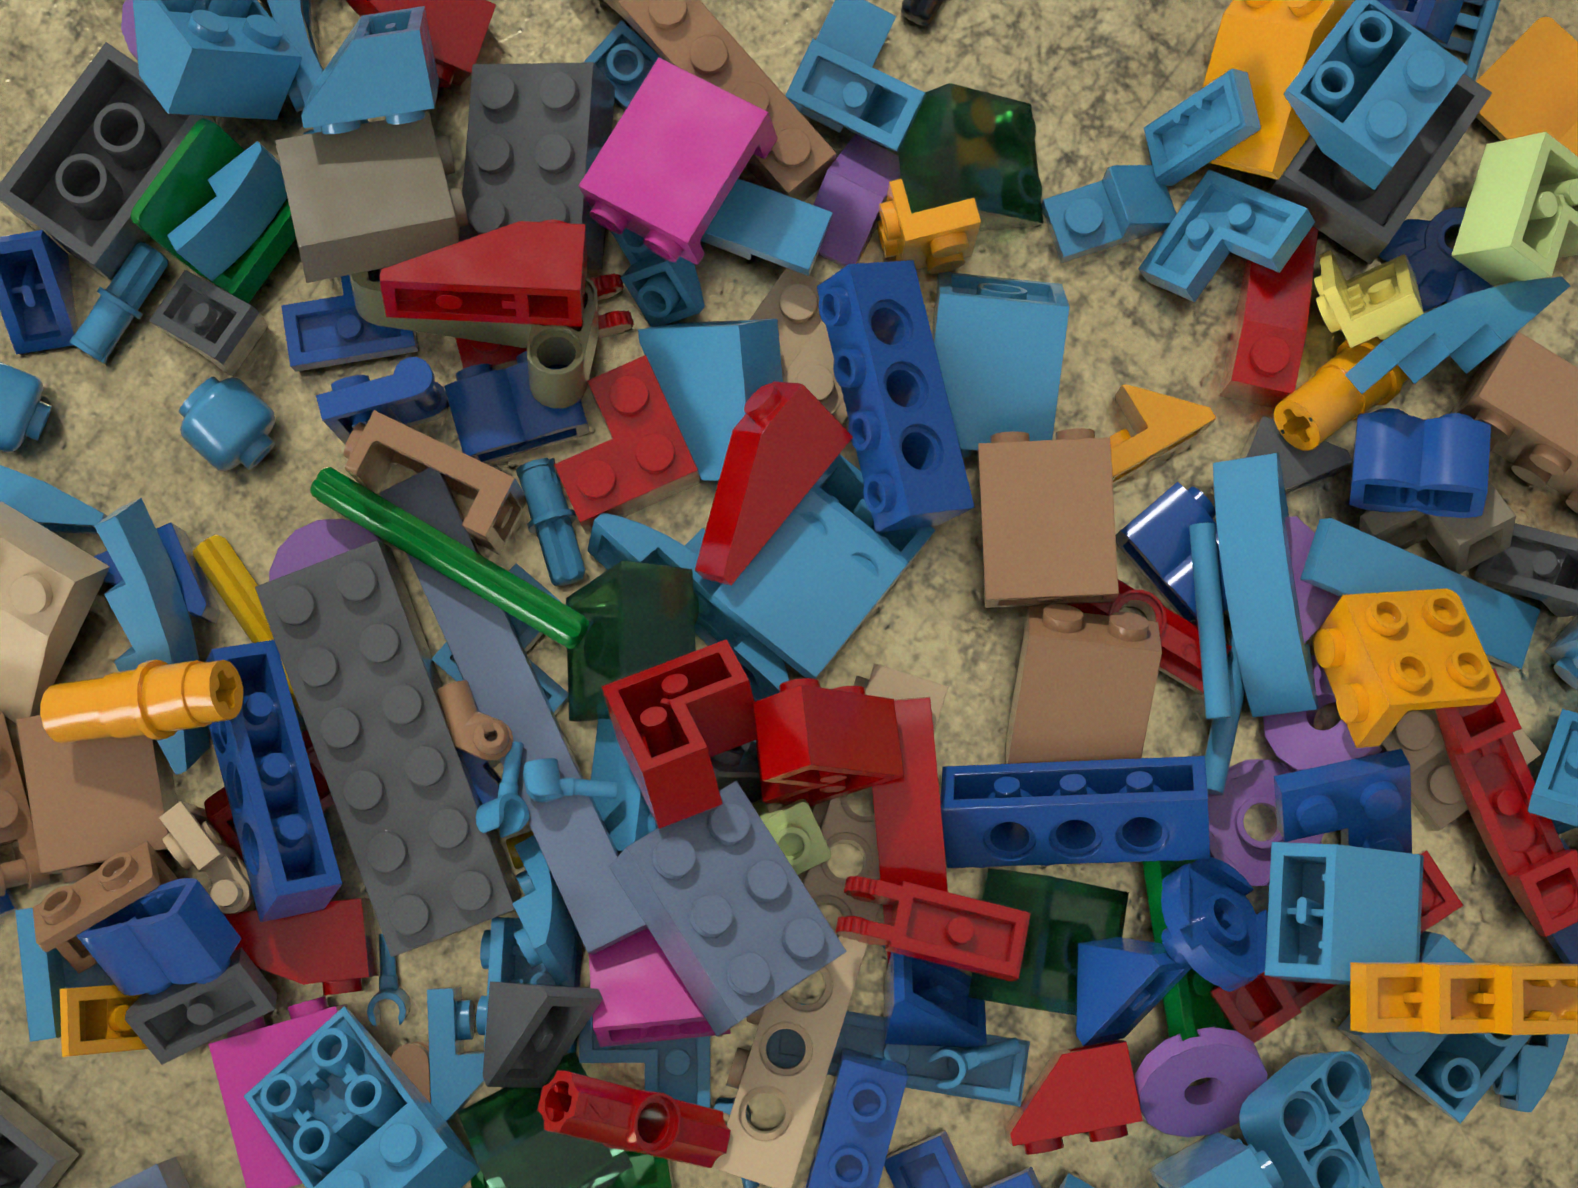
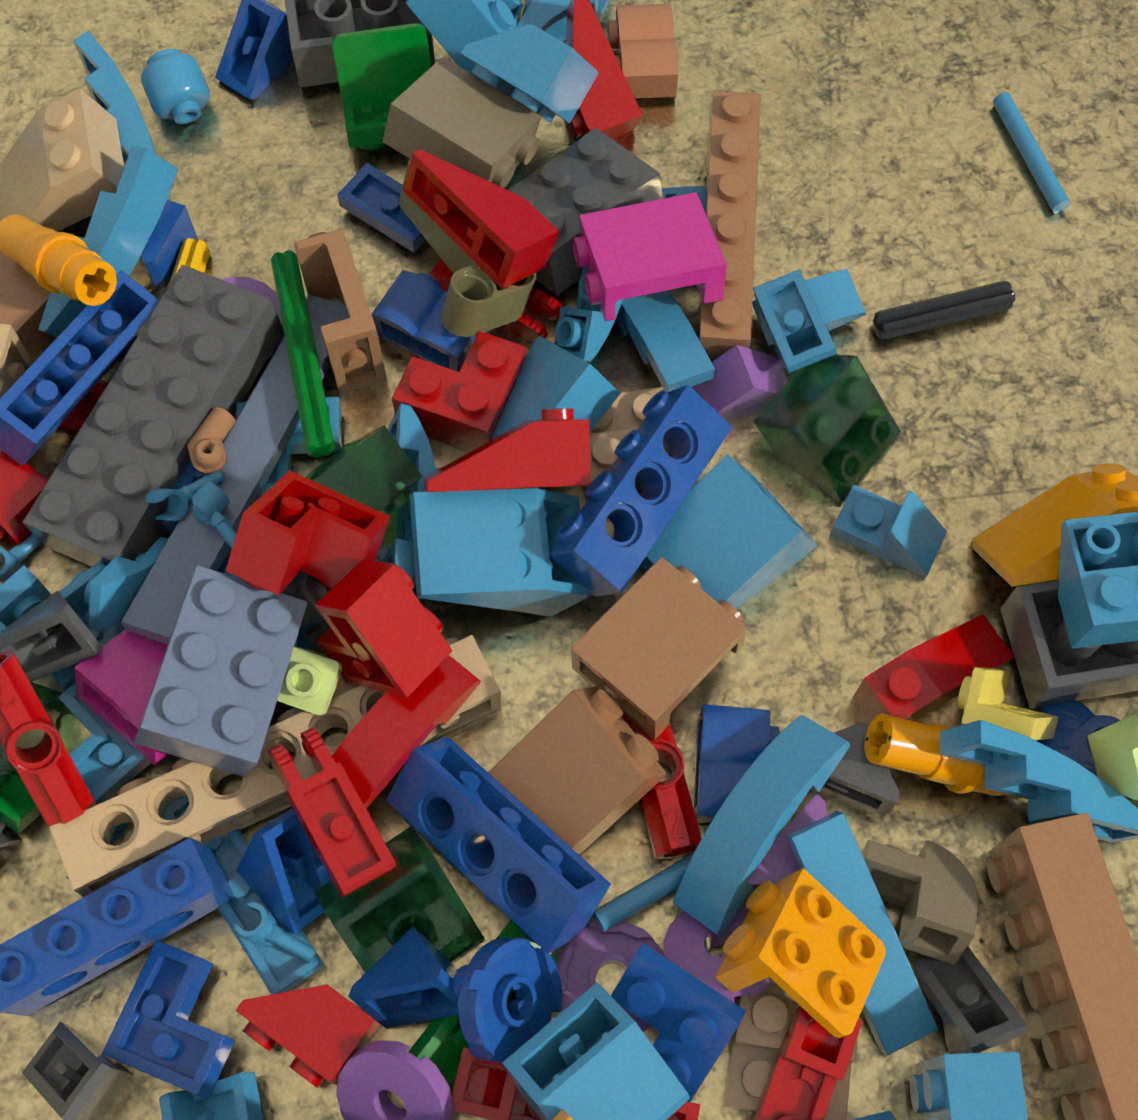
camera: 45 degrees right, 15 degrees down
(120, 302) = (290, 94): dark azure axle -> none
(210, 321) = (323, 145): dark grey slope -> none
(227, 424) = (272, 192): dark azure head -> none
(245, 203) = (370, 91): dark azure slope -> none
(405, 396) = (361, 236): blue plate -> none
(551, 520) = (378, 402): dark azure axle -> none
(930, 237) = (762, 432): light orange bracket -> none
(1159, 427) = (793, 677): light orange slope -> none
(1202, 127) = (994, 522): dark azure plate -> none
(1210, 621) = (700, 810): dark azure bar -> none
(1219, 220) = (954, 589): dark azure plate -> none
(1420, 464) = (939, 840): blue brick -> none

